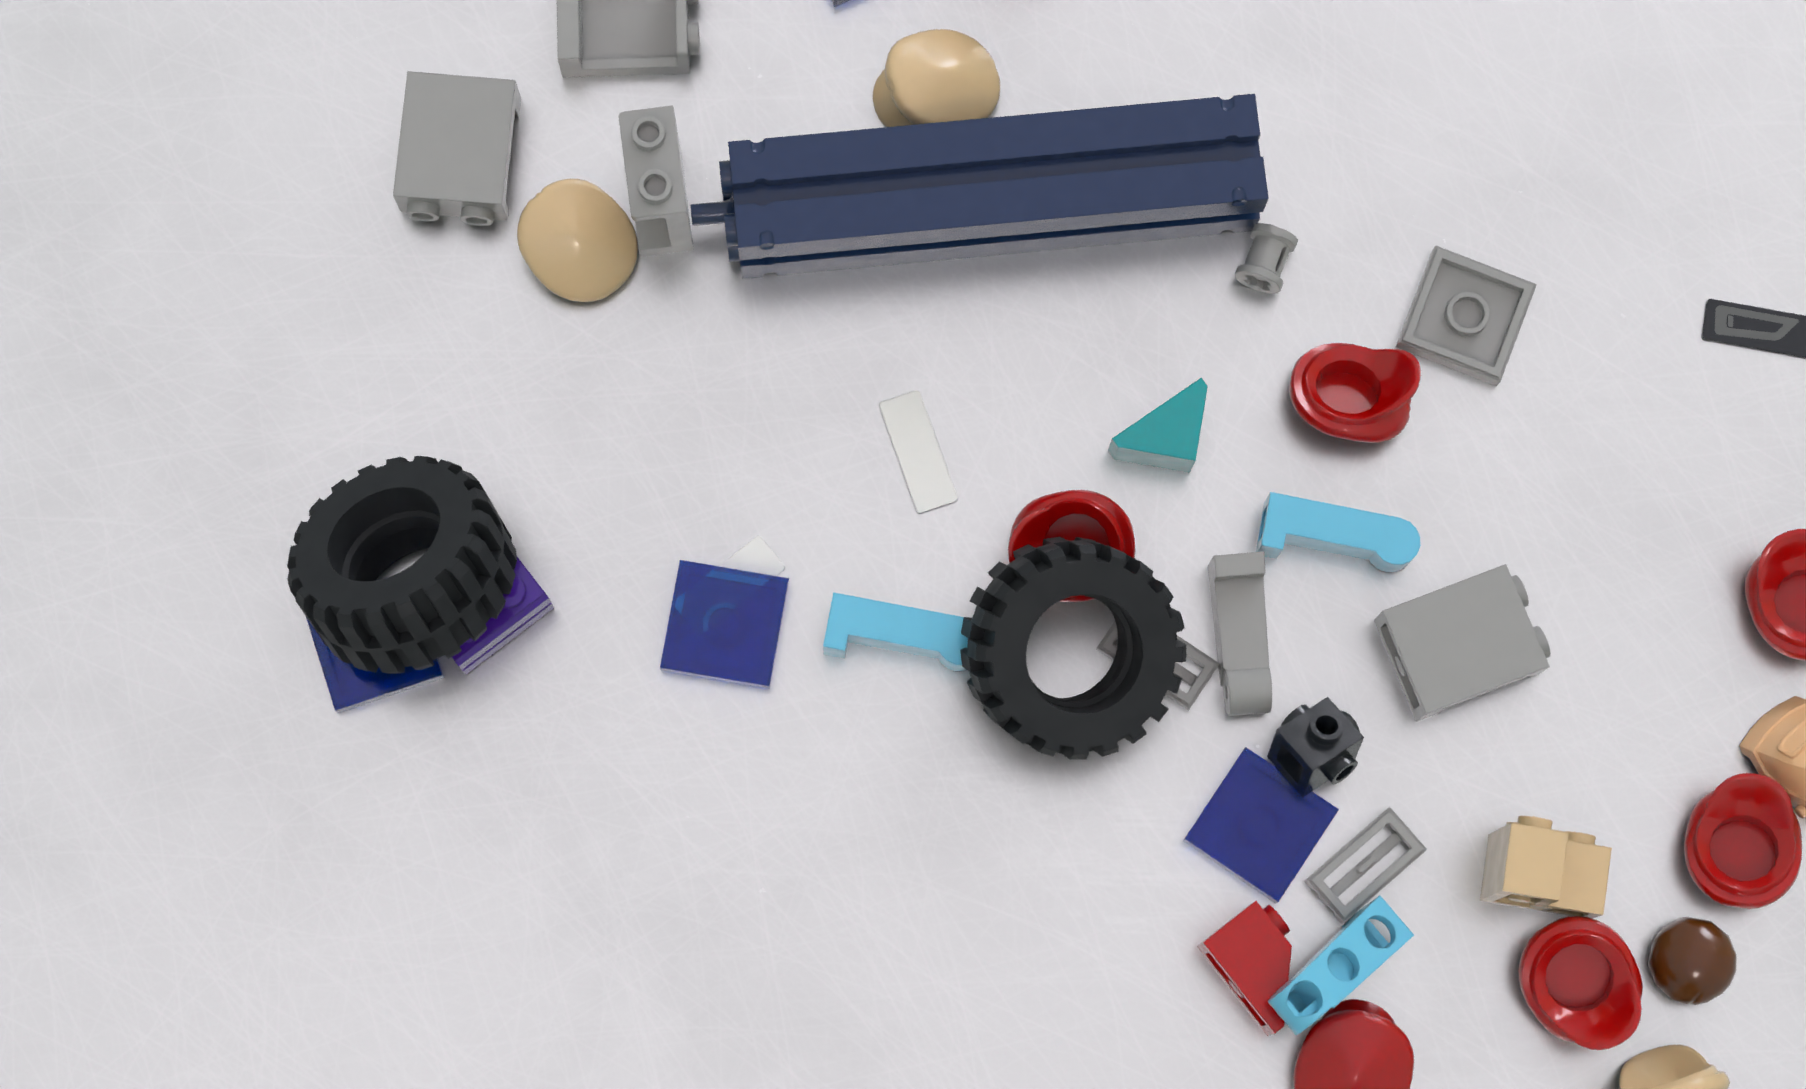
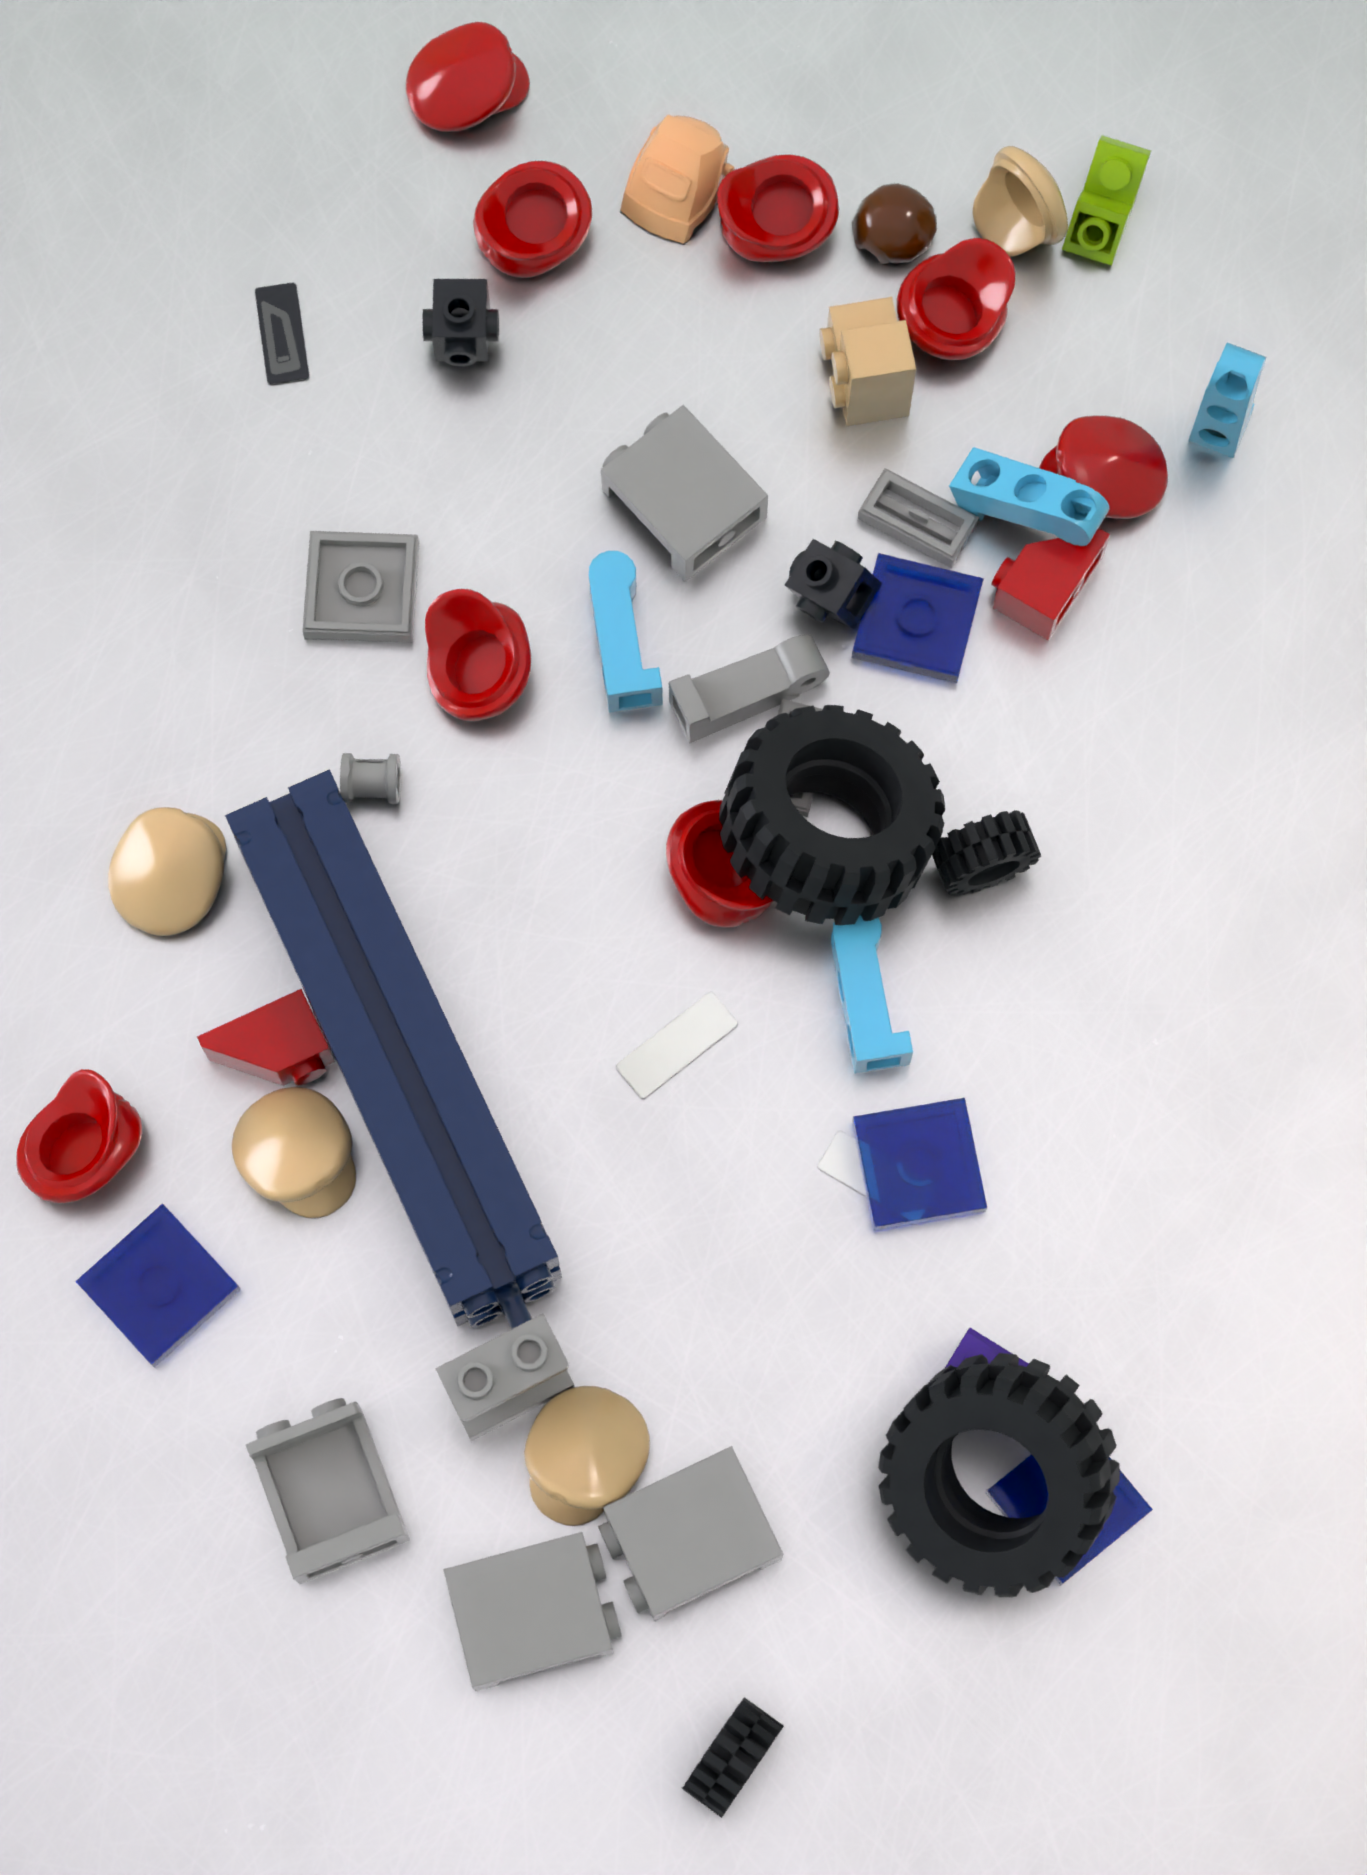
camera: 105 degrees left, 5 degrees down
(264, 264) = (732, 1757): none -> black tyre
(467, 302) = (689, 1534): none -> light grey panel
(991, 787) = (985, 852): none -> black tyre
(1042, 80) = (272, 1042): none -> red slope
(1167, 434) = (576, 810): teal slope -> none
(1240, 52) = (167, 870): none -> tan piece
(1710, 489) = (461, 321): none -> black brick

